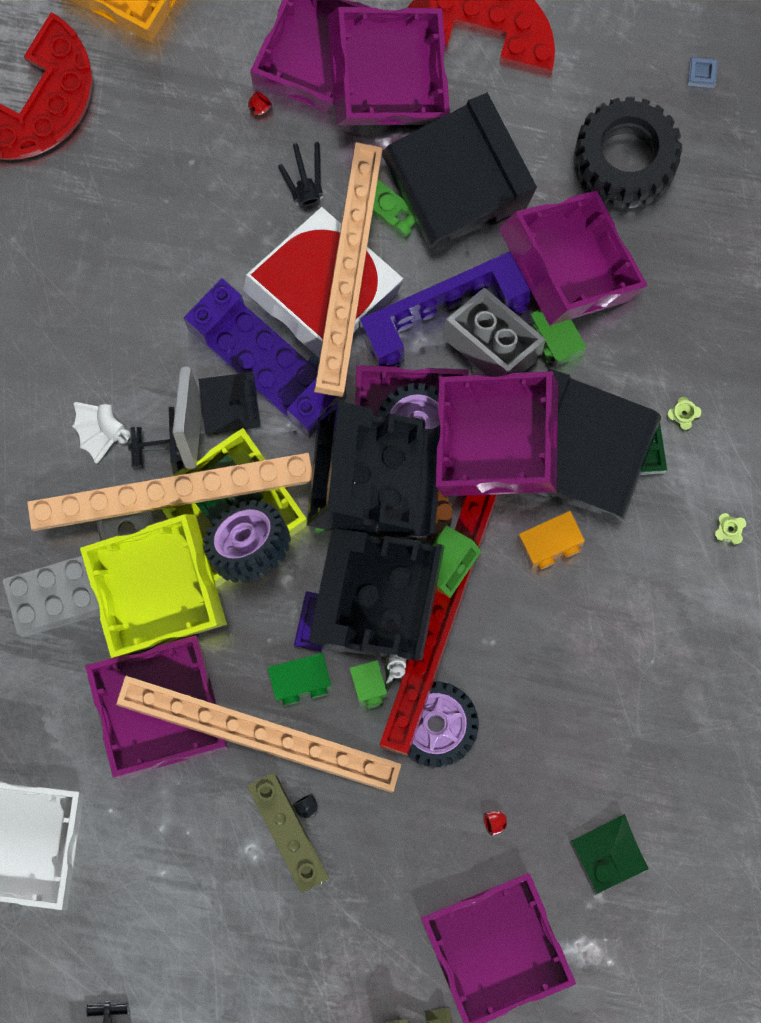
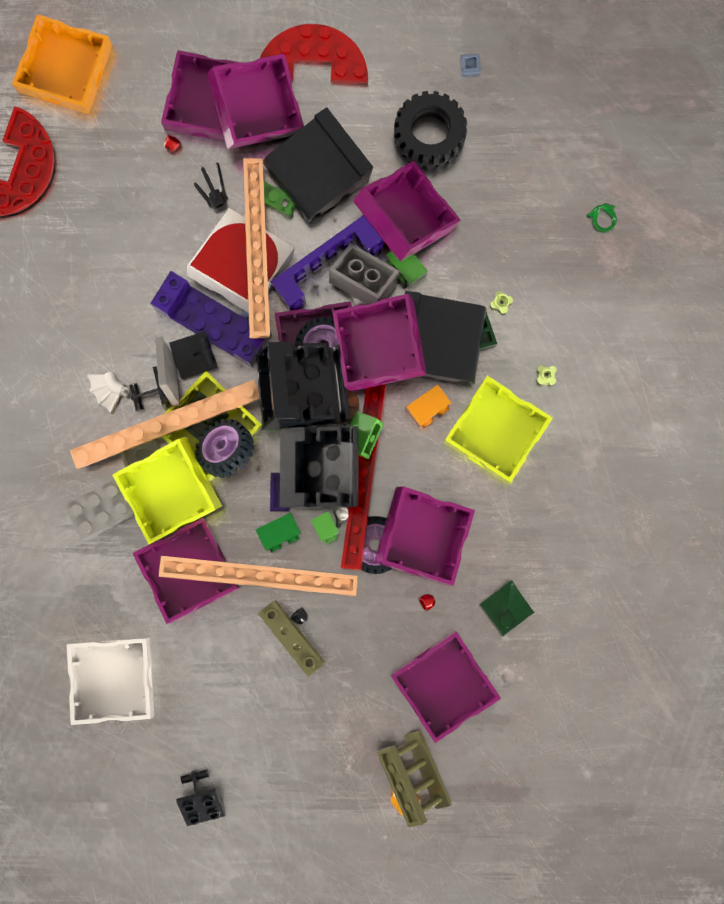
camera: 15 degrees left, 5 degrees up
(509, 724) = (424, 536): none -> magenta tile
(644, 593) = (498, 430): none -> neon yellow tile

